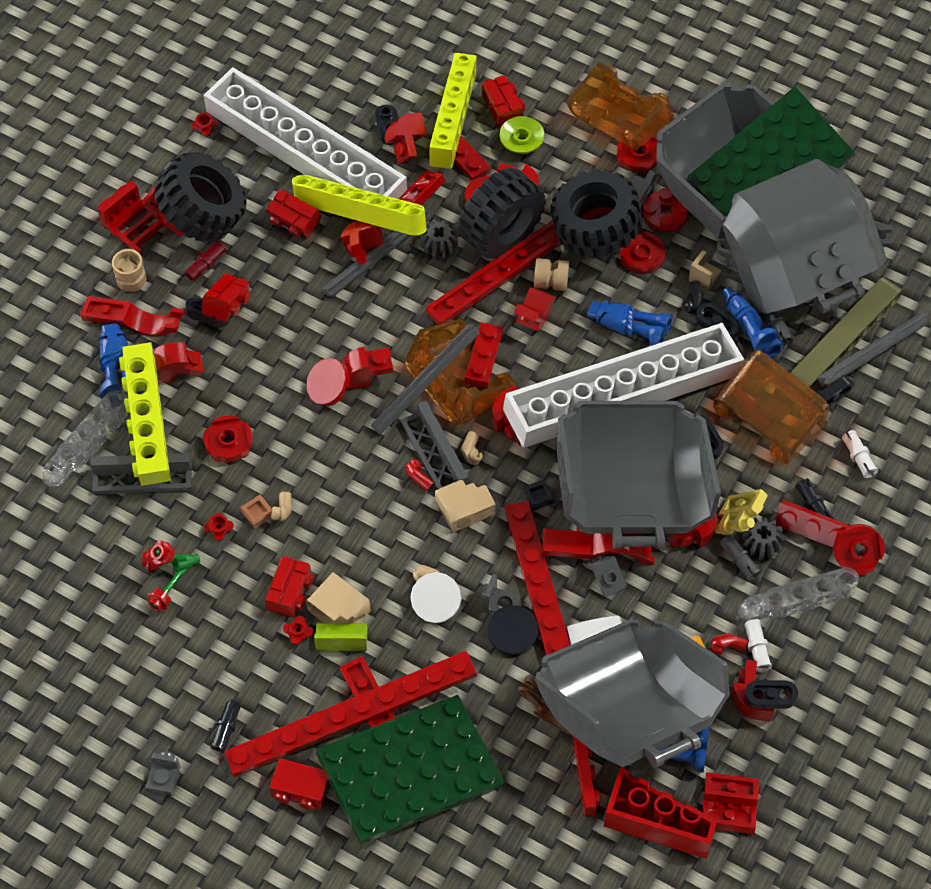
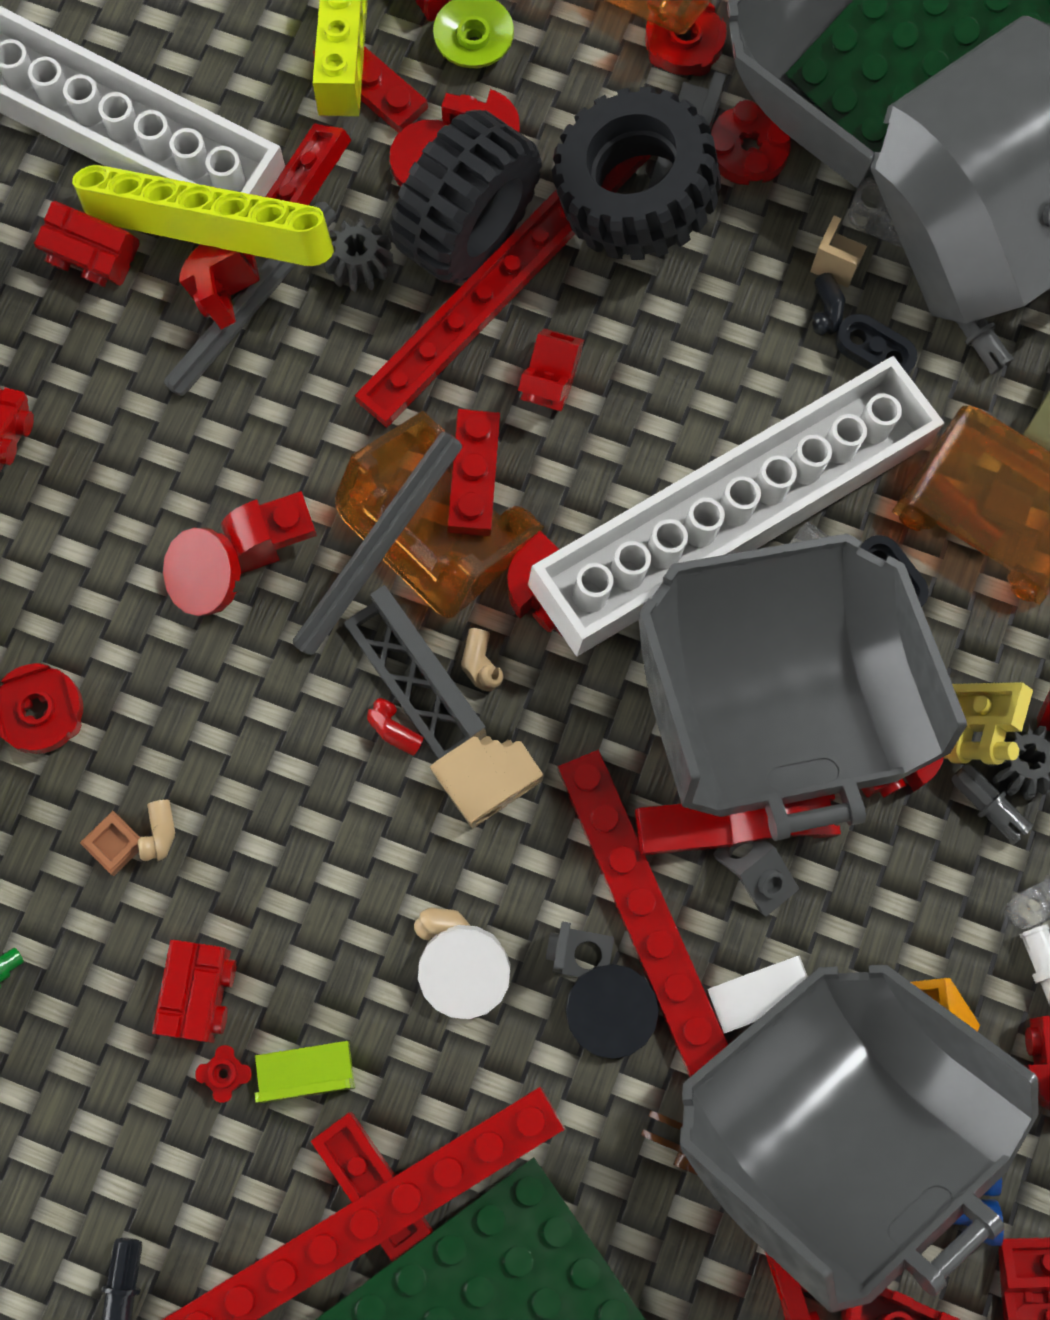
camera: 10 degrees left, 15 degrees up
(214, 521) = (34, 883): red plate -> none
(338, 602) = (288, 1011): tan piece -> none
(384, 117) = (229, 40): black plate -> none
(403, 135) = (260, 60): red brick -> none
(538, 495) = (613, 733): black tile -> none
(551, 274) = (570, 298): tan wheel -> none
(621, 317) = (707, 364): blue piece -> none
(644, 254) = (730, 234): red tile -> none
(728, 640) = (995, 970): red arm -> none
(751, 324) = (936, 344): blue piece -> none

